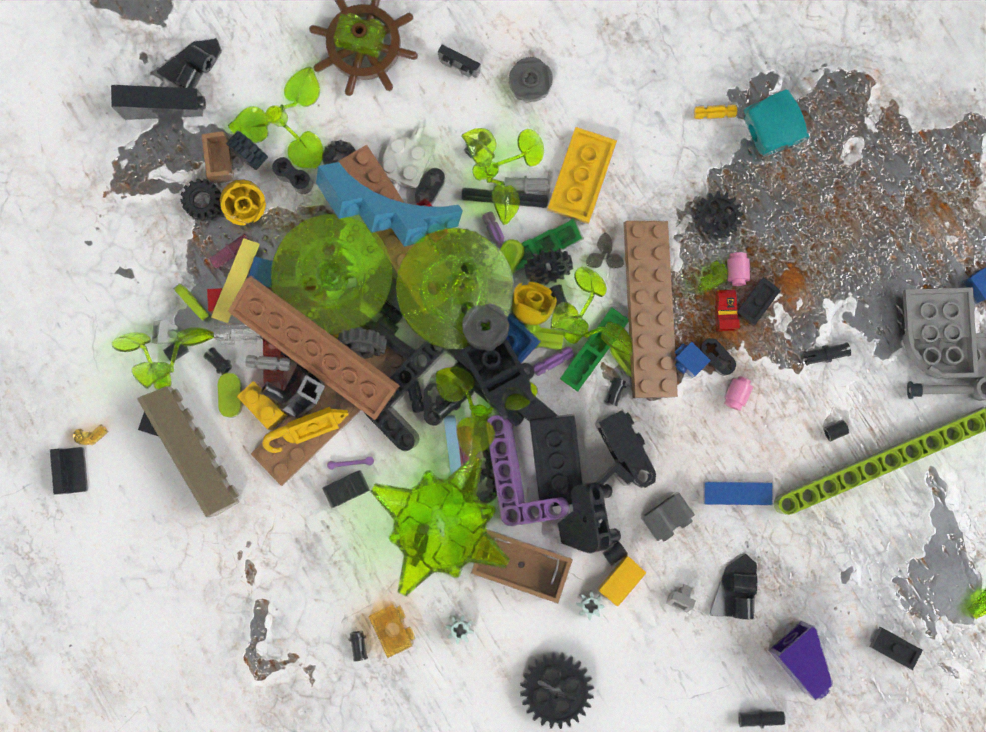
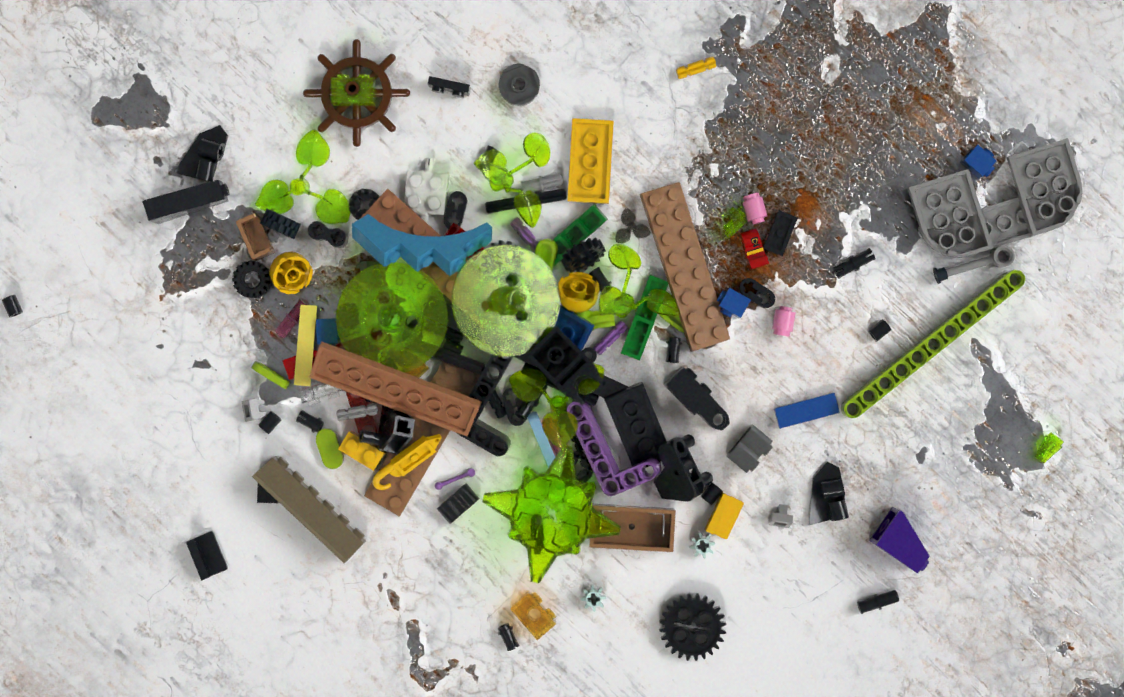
camera: 15 degrees left, 5 degrees up
(89, 438) = (216, 521): clear yellow arm -> none
(152, 372) = (263, 448): clear neon green plant -> none
(363, 342) = (437, 370): dark grey gear -> none
(483, 314) = (548, 338): flat silver plate -> none
(619, 472) = (692, 420): black panel -> none
(722, 203) = (724, 152): black gear -> none
(776, 123) = (753, 65): teal piece -> none
(896, 648) = (980, 508): black plate -> none

